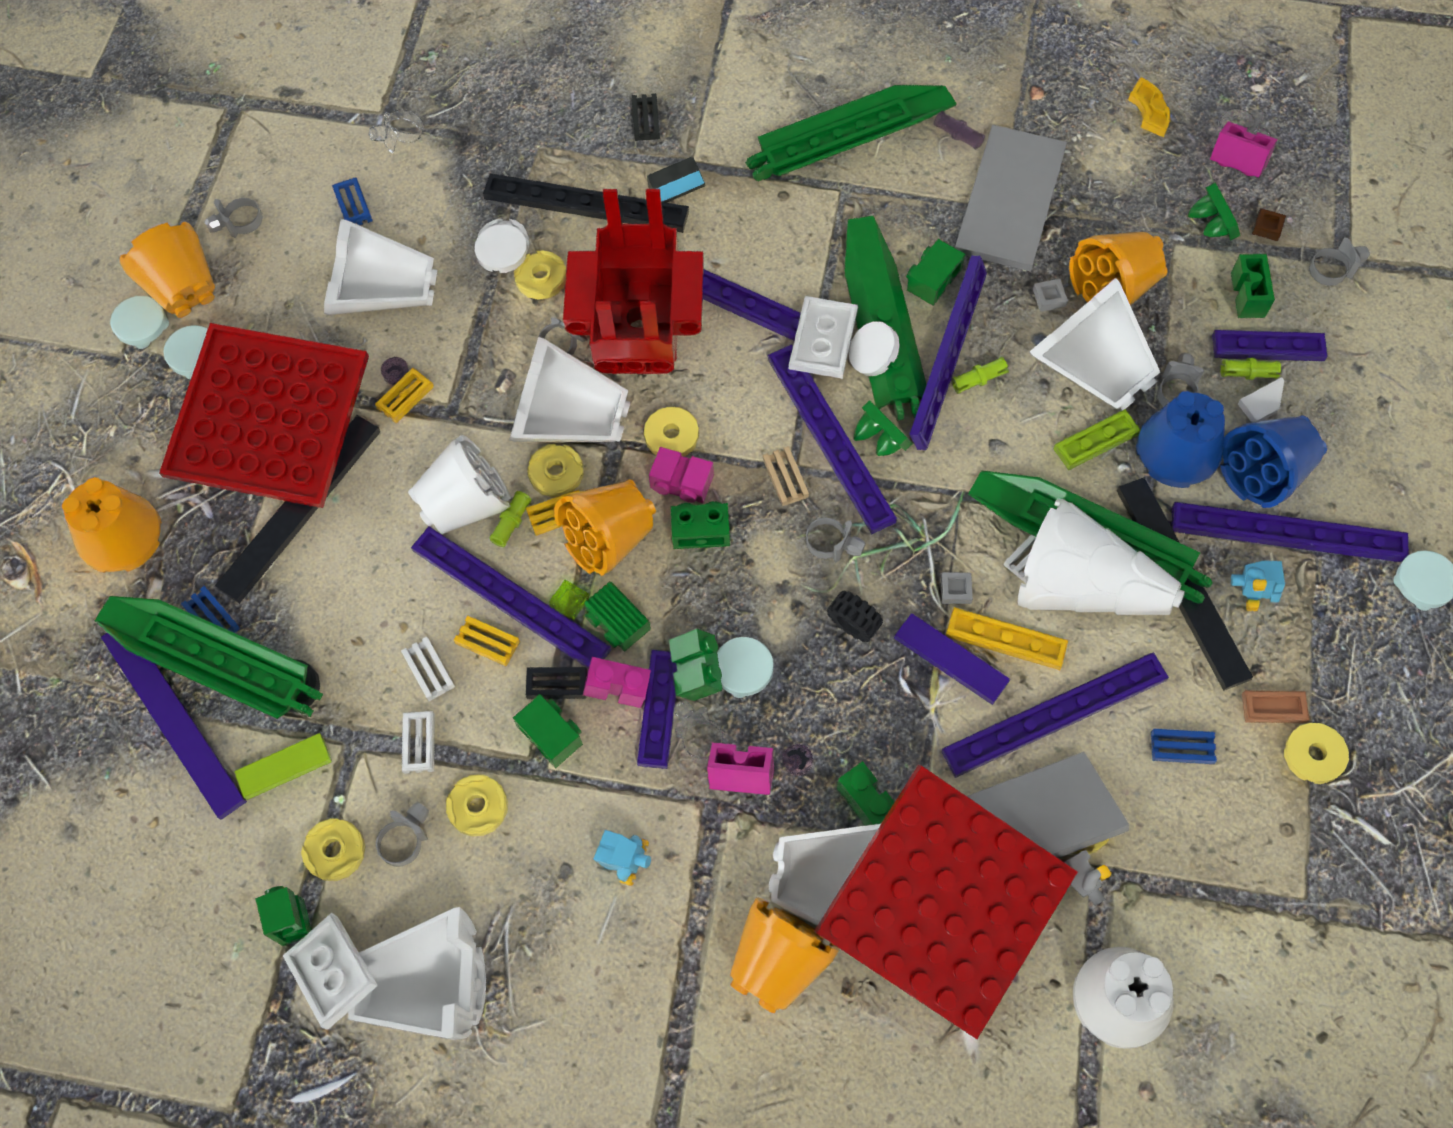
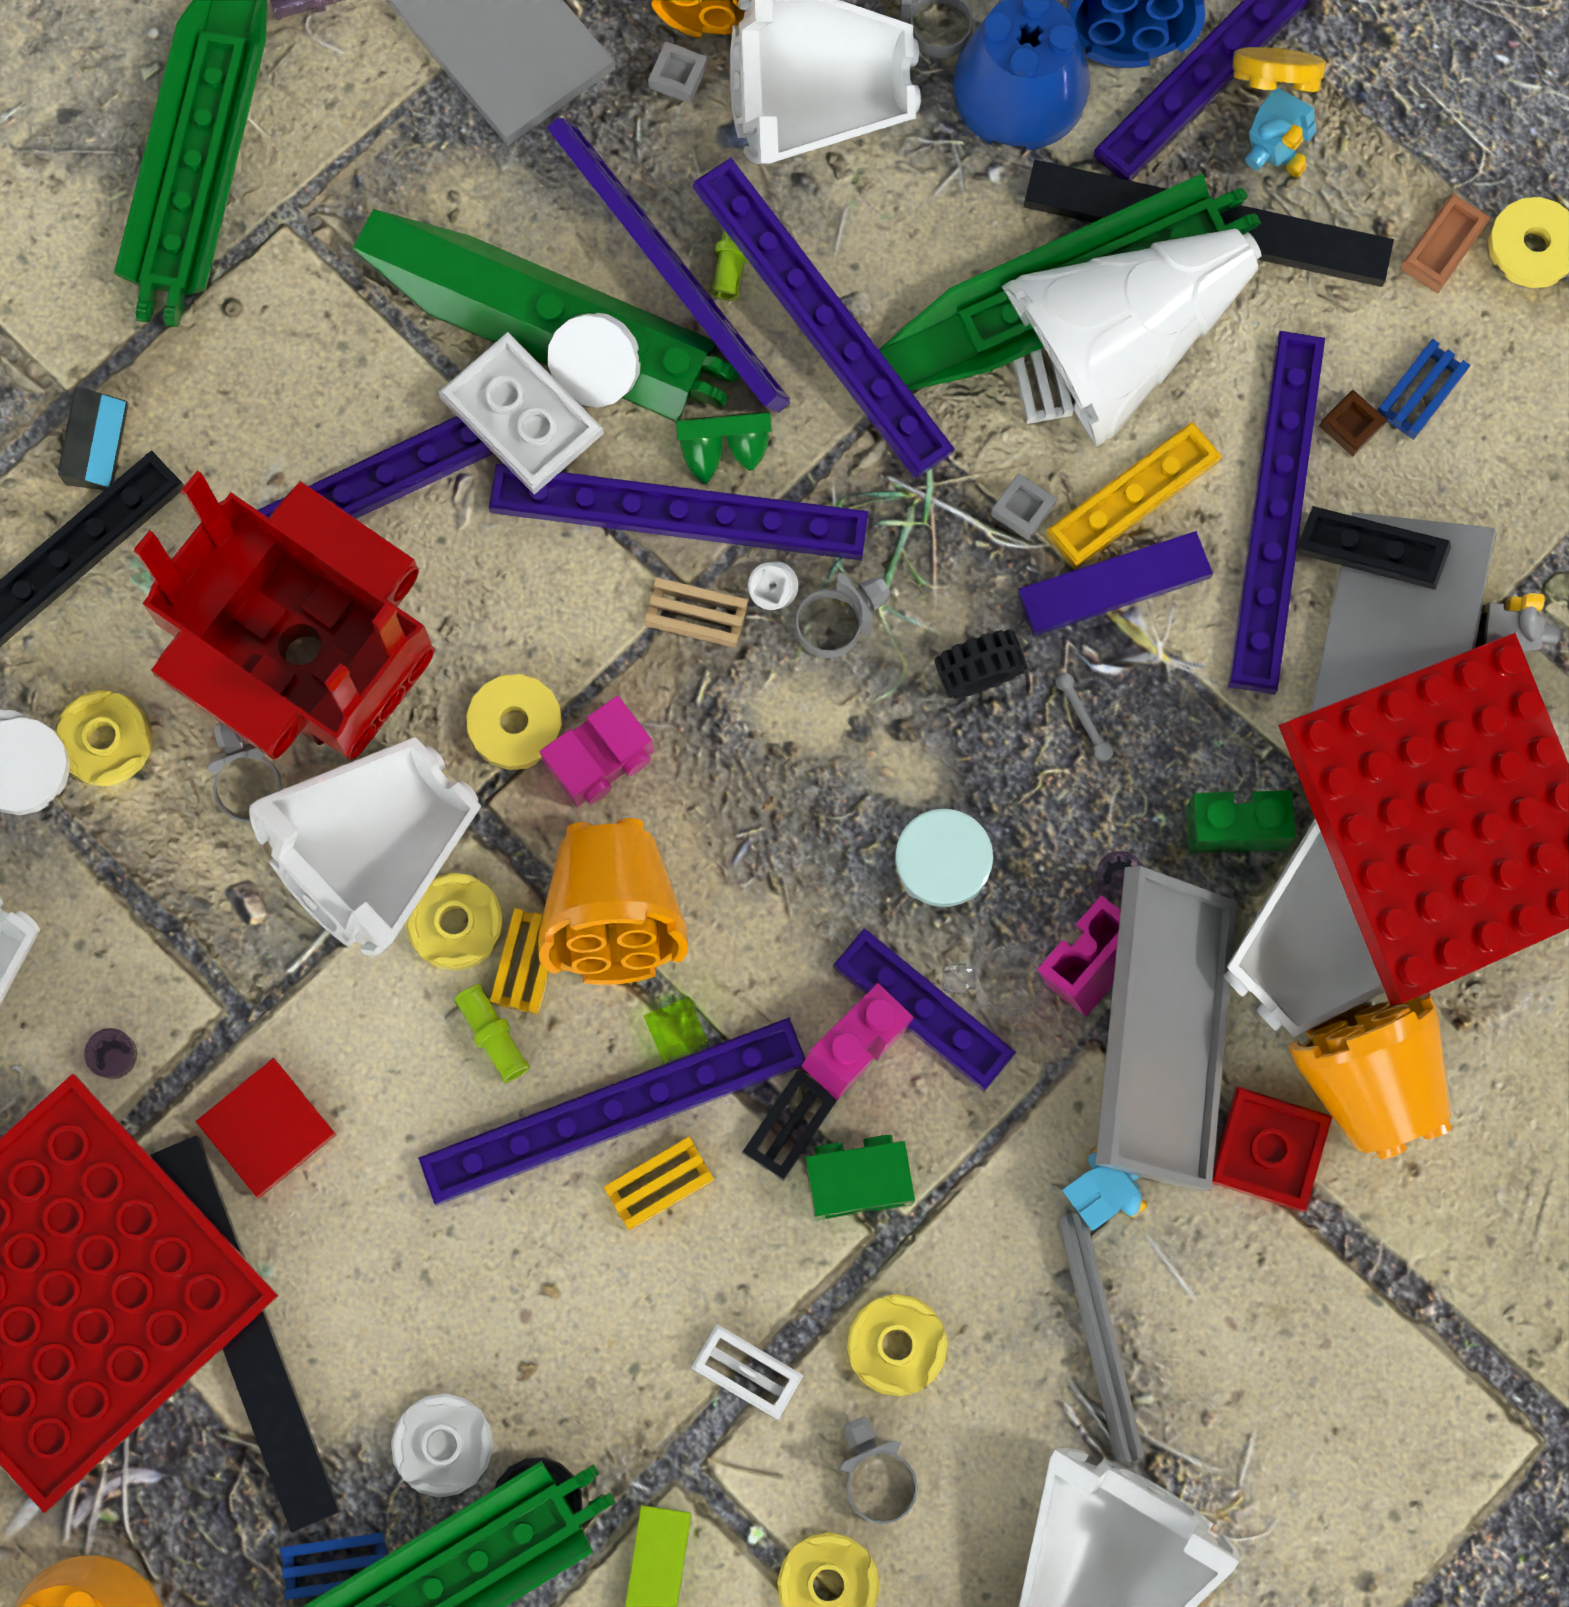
camera: 60 degrees left, 10 degrees up
(297, 626) = (442, 1445): none -> white tile
(401, 454) = (266, 1128): none -> red tile
(407, 397) = (174, 1104): yellow tile -> none
(417, 649) = (602, 1290): white tile -> none
(459, 488) = (405, 1075): white cone -> none
(541, 907) = (1101, 1339): none -> light grey axle
(616, 616) = (754, 980): green brick -> none
(697, 665) = (904, 918): green brick -> none
(700, 525) = (694, 776): green brick -> none
(703, 930) = (1270, 1149): none -> red tile
(723, 827) = (1166, 1030): none -> light grey tile
(824, 499) = (773, 585): none -> white tile
(858, 709) = (1103, 751): none -> light grey hinge
(935, 271) = (529, 193): green brick -> none
(977, 435) = (823, 318): none -> dark purple tile
(1071, 772) = (1374, 547): none -> black tile
(1096, 439) = (934, 176): lime tile -> none
(1135, 722) = (1352, 423): none -> reddish brown tile
(1287, 548) = (1268, 66): none -> yellow tile

